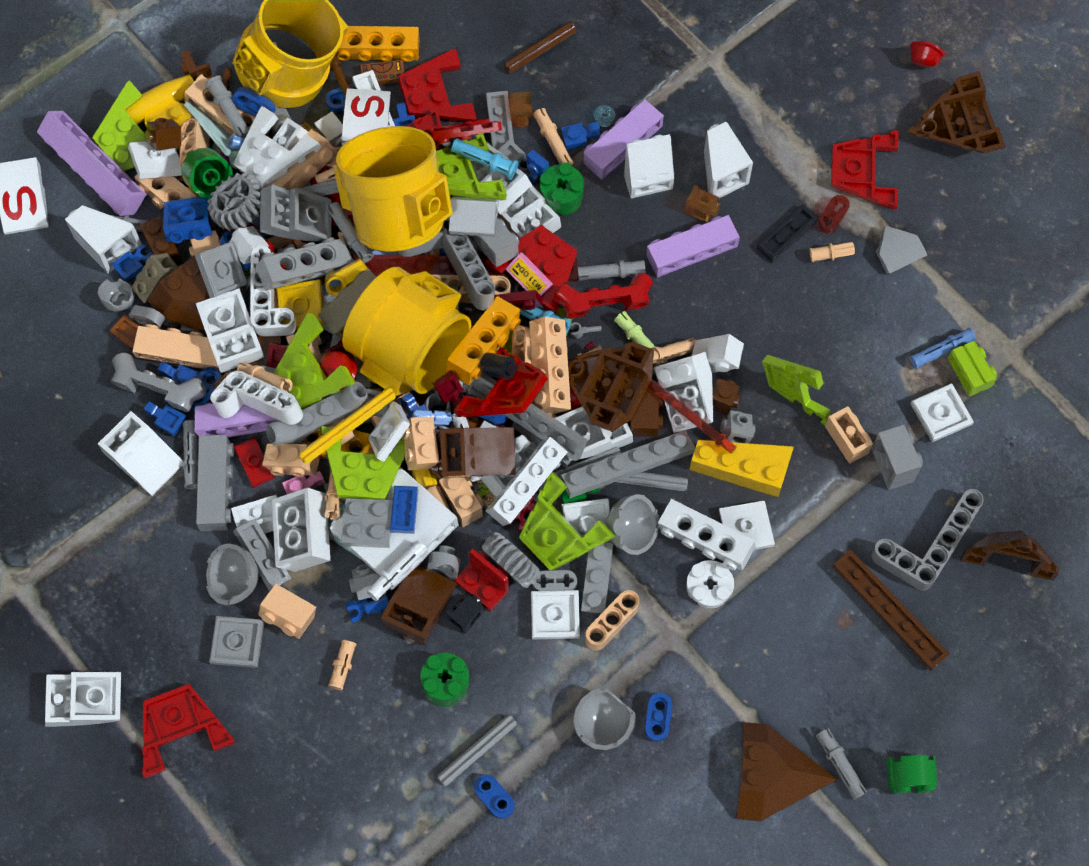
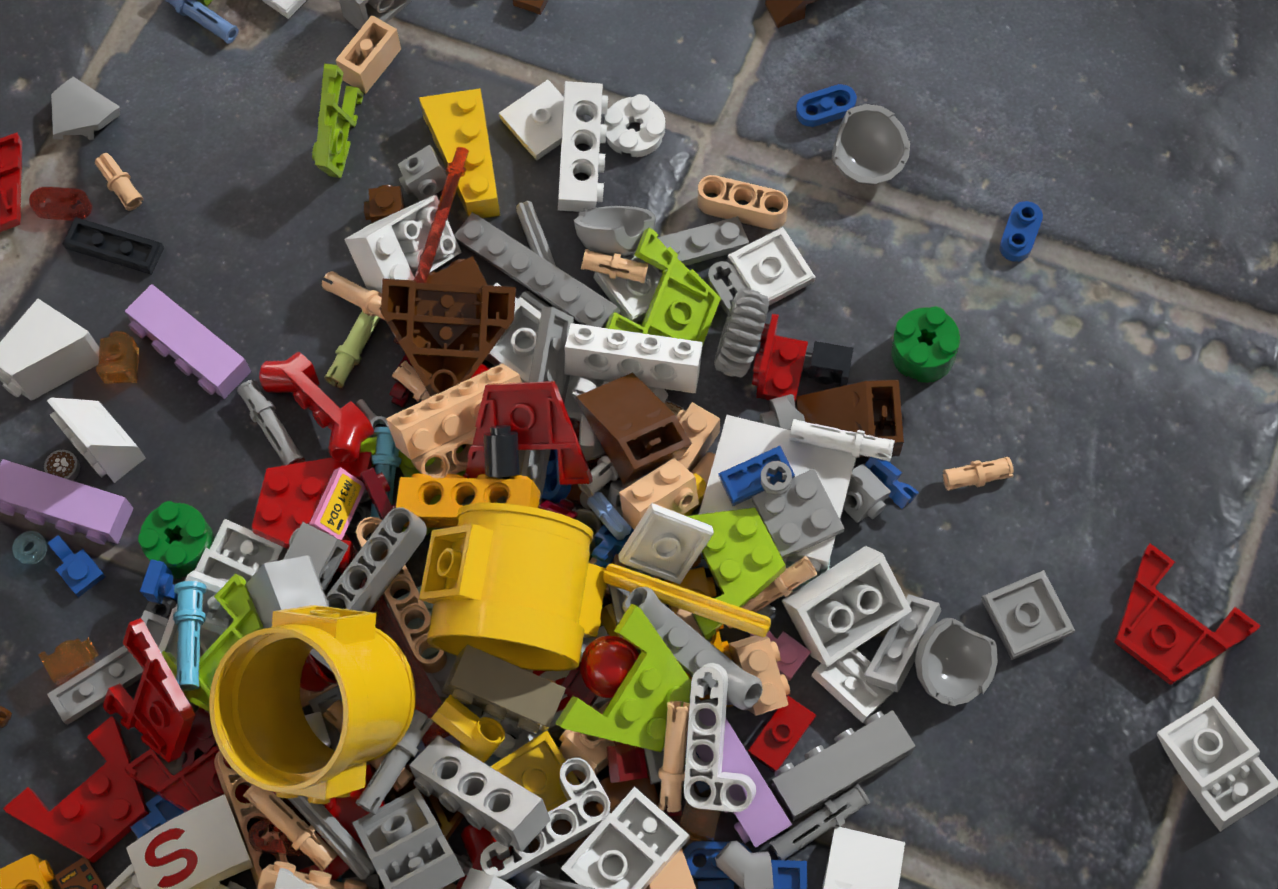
camera: 115 degrees left, 0 degrees up
(287, 611) = (956, 569): light nougat brick -> none
(395, 507) = (779, 487): none -> light grey bush
(476, 750) = (981, 274): light grey axle -> none
(548, 130) = (96, 598): light nougat pin -> none
(602, 507) = (614, 266): none -> light nougat pin
(721, 351) = (331, 225): white brick -> none

